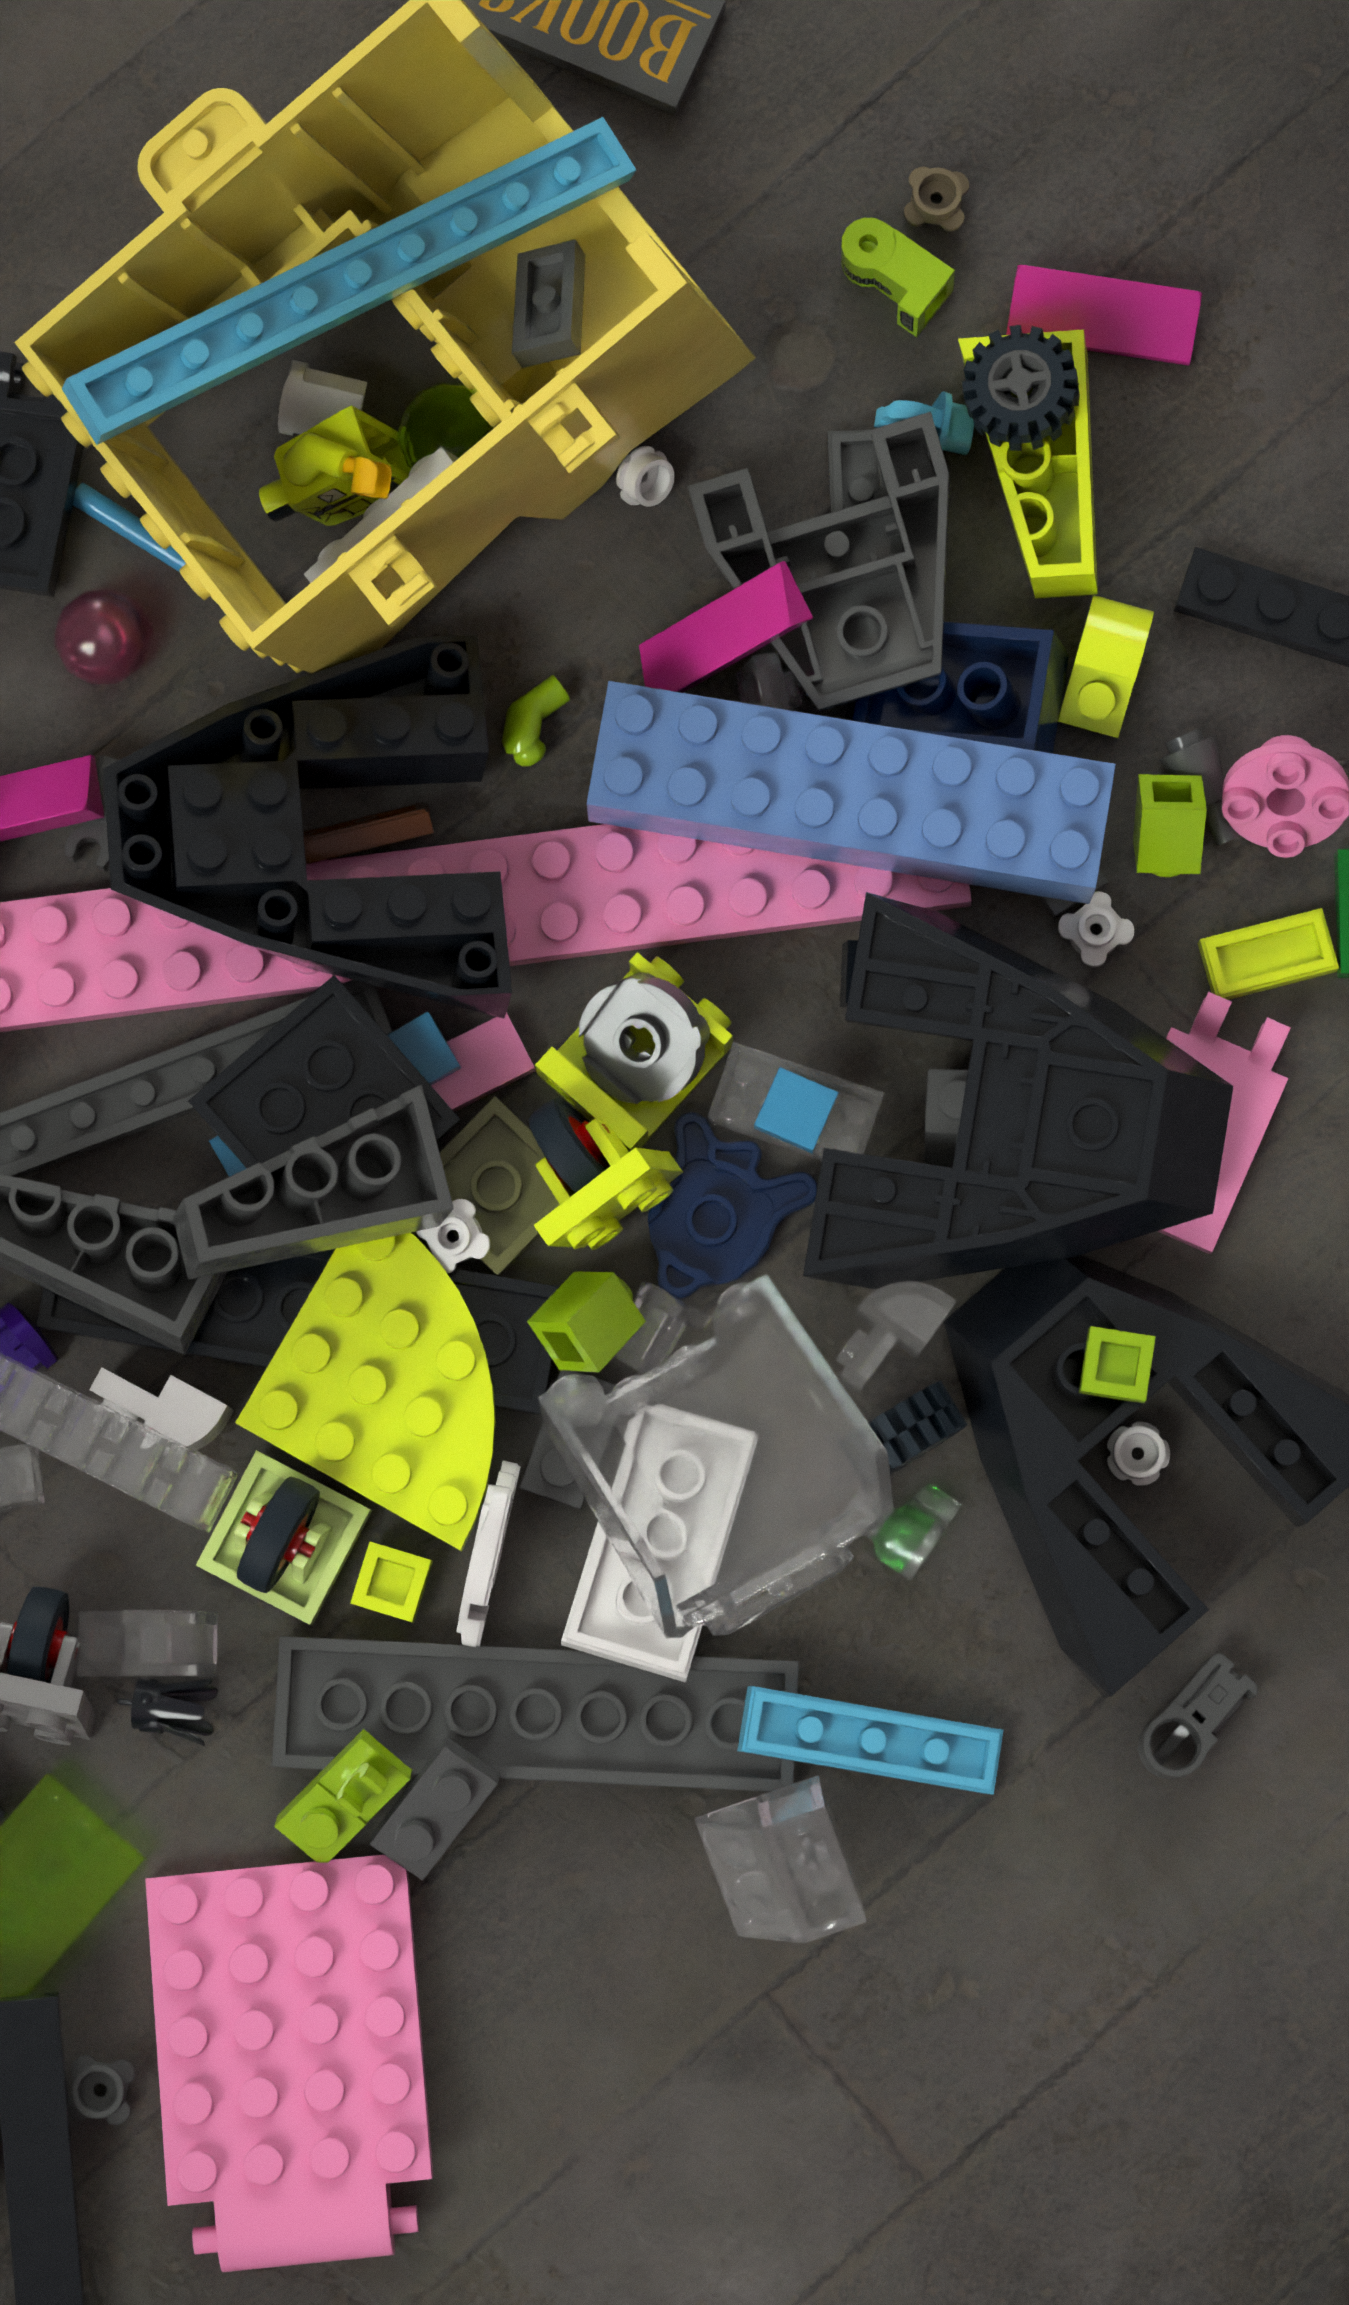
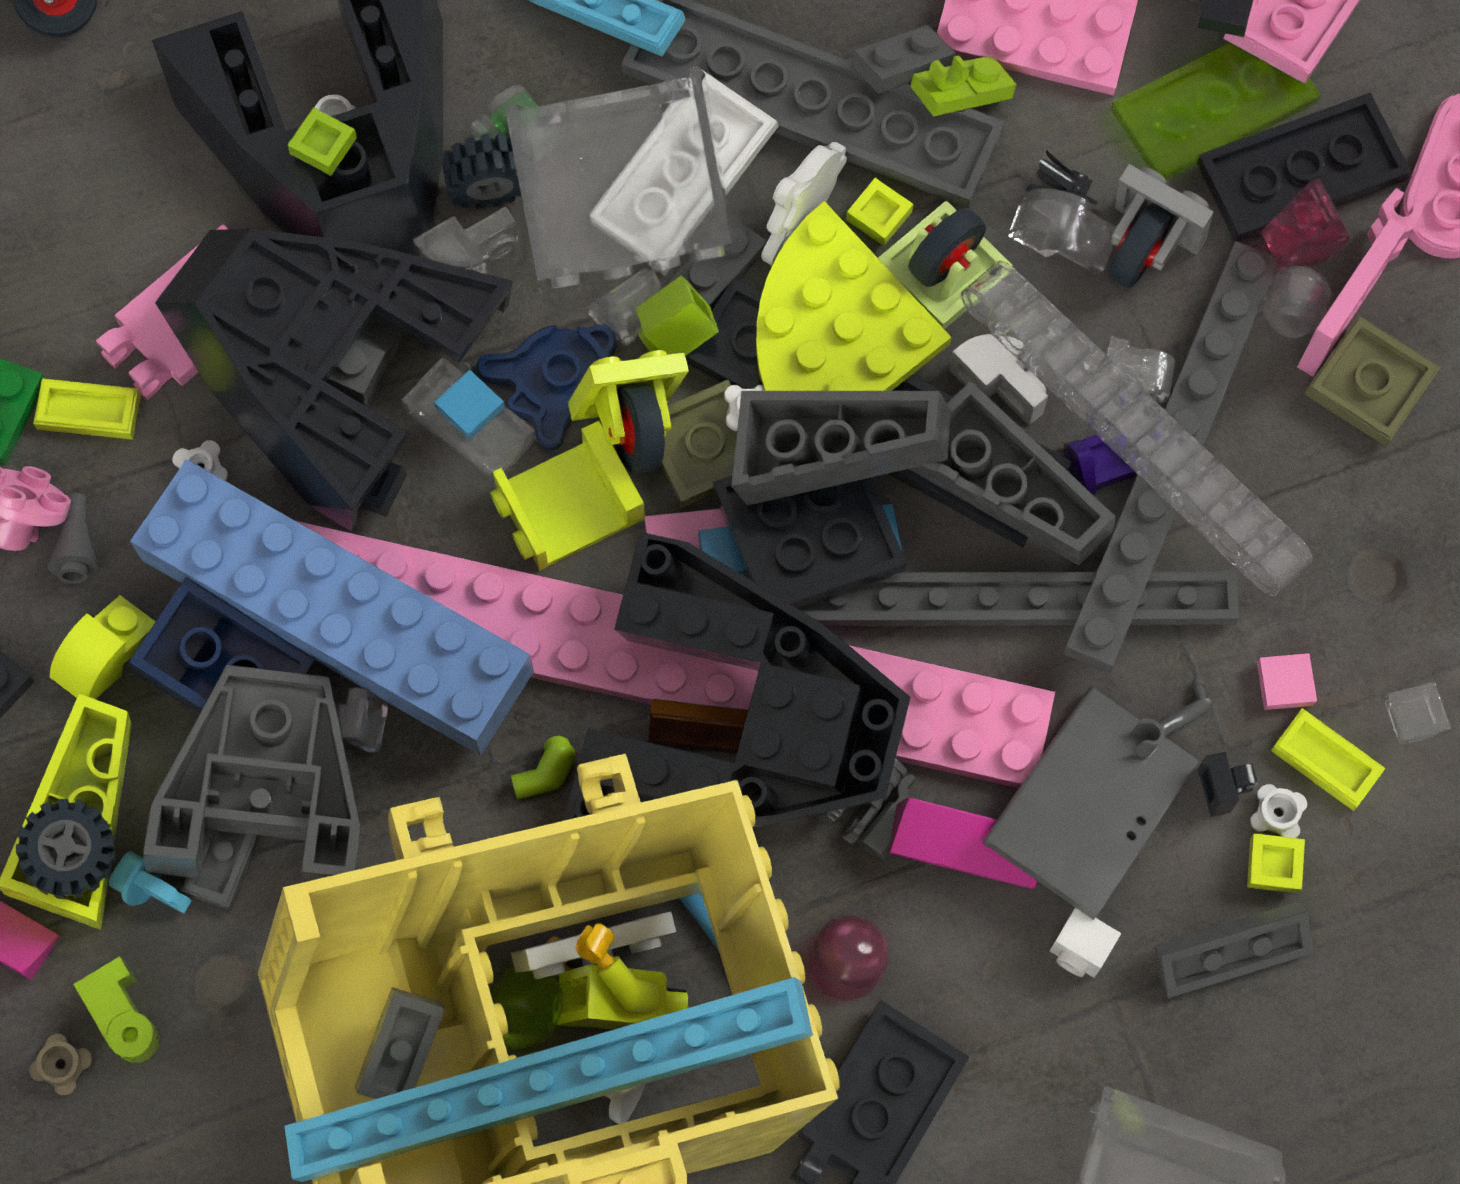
camera: 165 degrees left, 10 degrees down
(676, 1031) = (542, 509): plate -> none
(724, 631) = (376, 757): dark pink slope -> none
(1169, 824) = (111, 510): lime brick -> none

